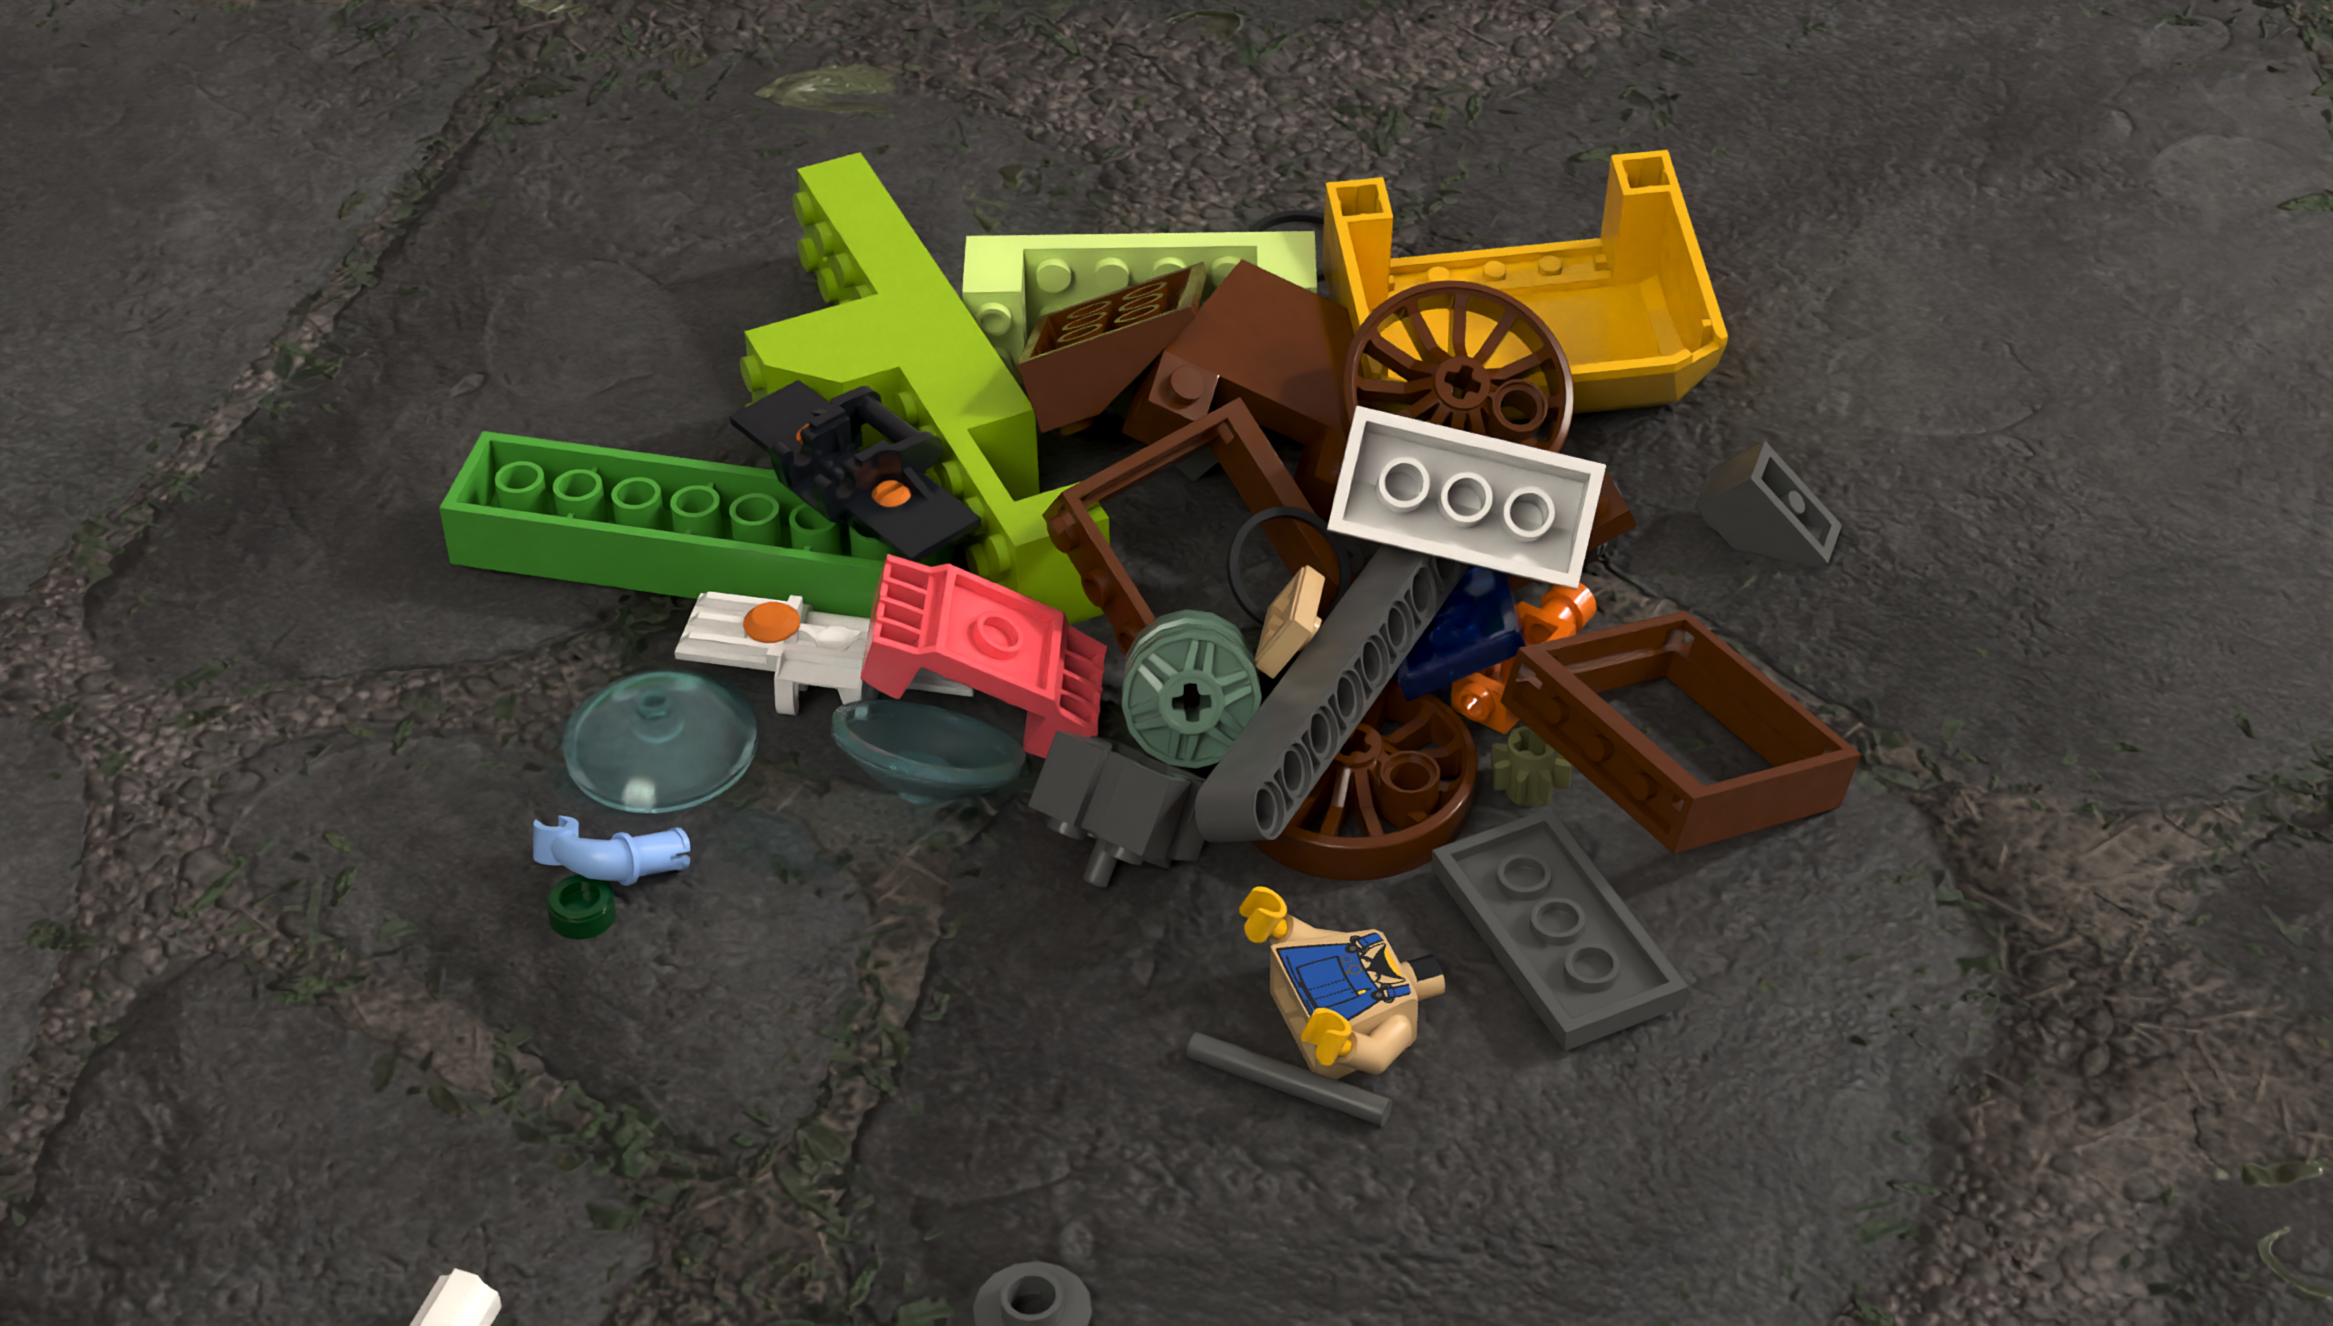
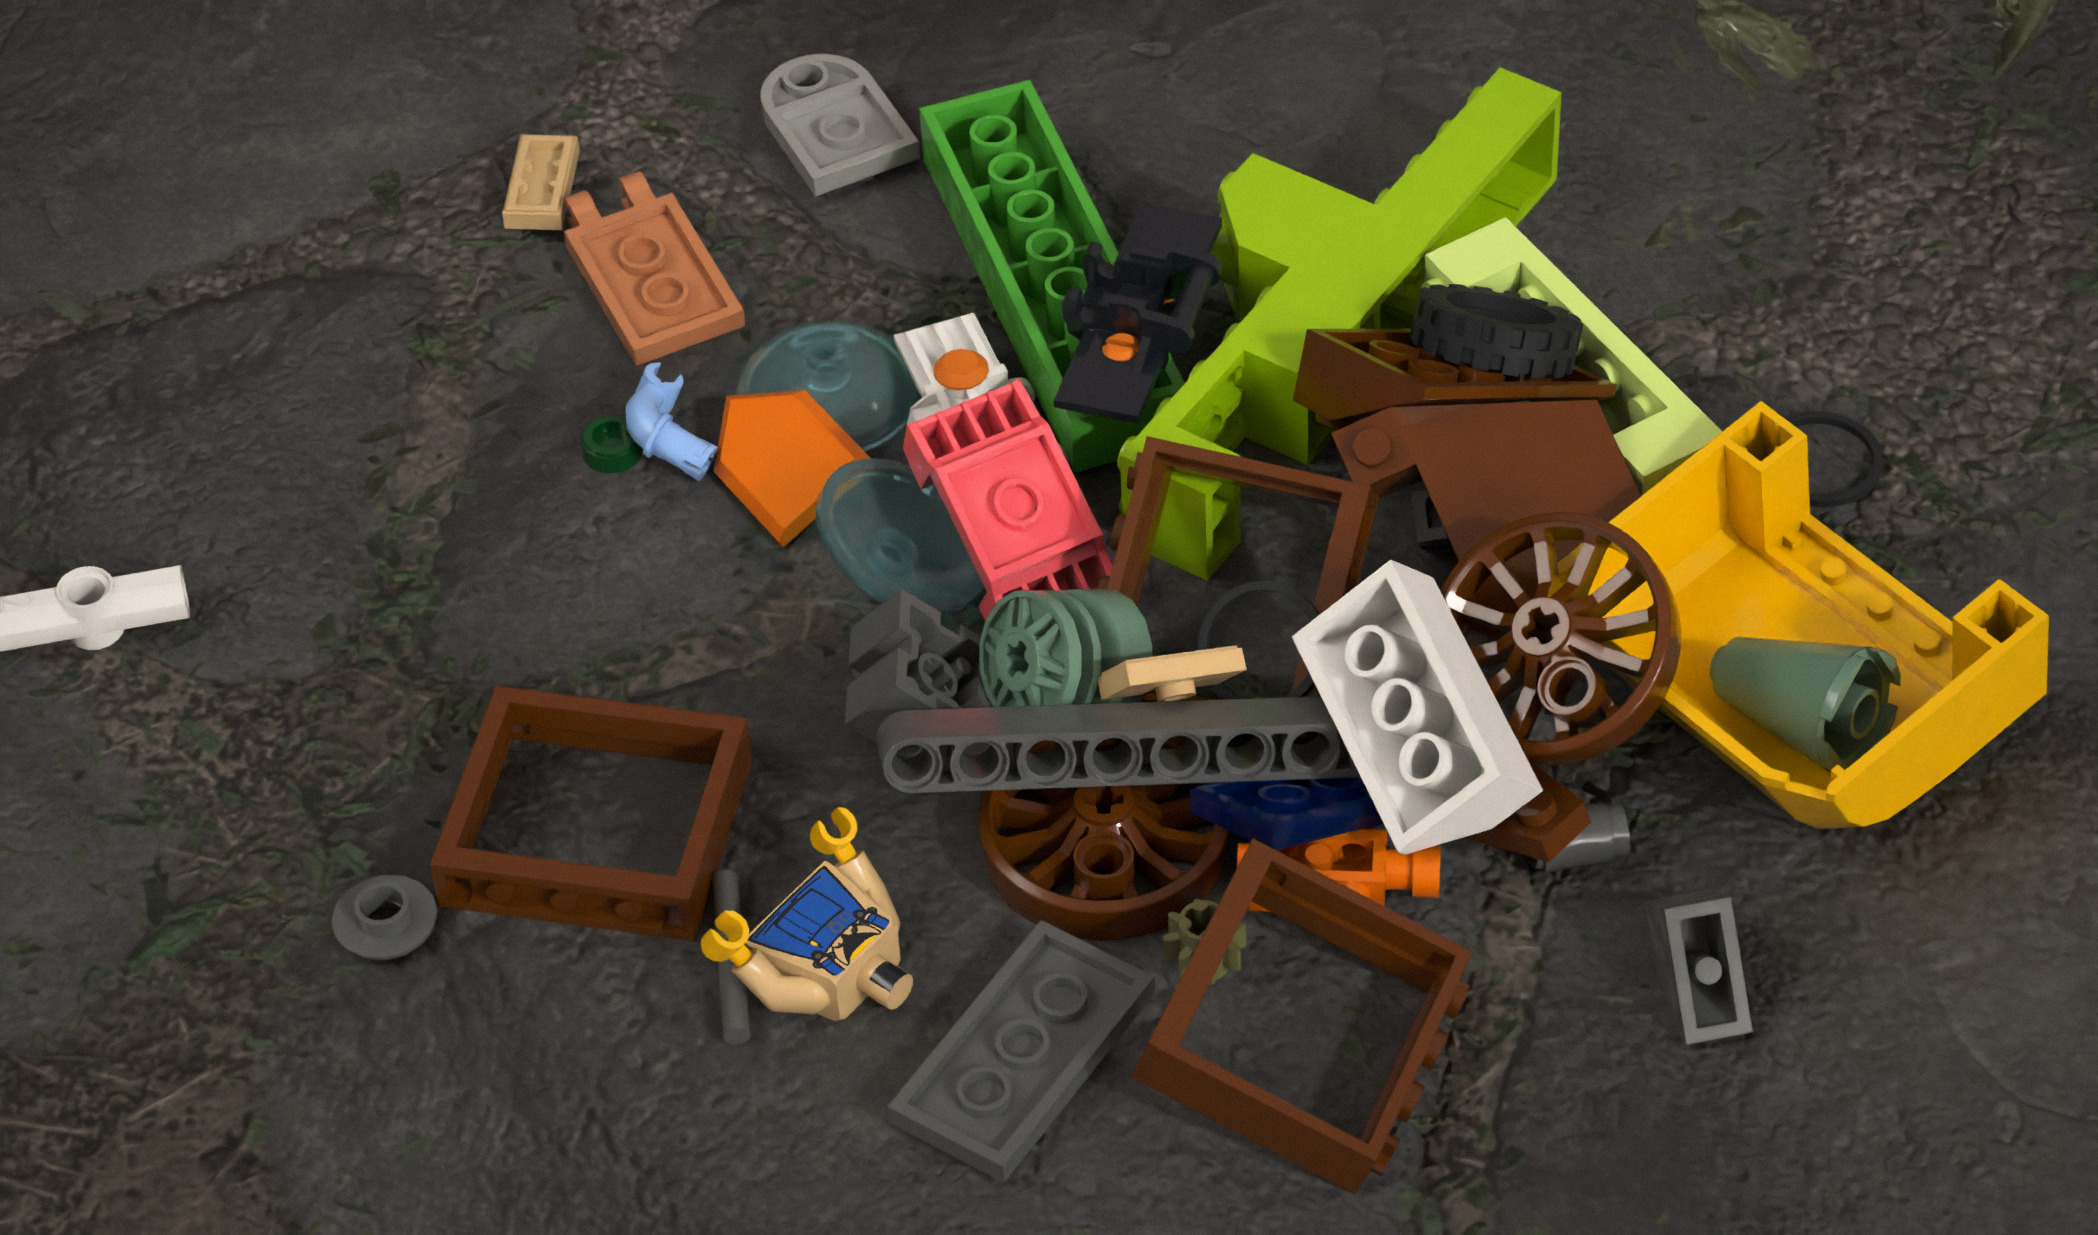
camera: 60 degrees right, 5 degrees up
(195, 813) = (540, 181): none -> tan plate
(345, 593) = (837, 127): none -> light grey plate
(388, 788) = (650, 272): none -> nougat tile
(736, 790) = (779, 455): none -> orange tile
(1099, 285) = (1496, 331): none -> black tyre
(1108, 1172) = (579, 891): none -> reddish brown window
(1590, 317) = (1810, 694): none -> sand green cone

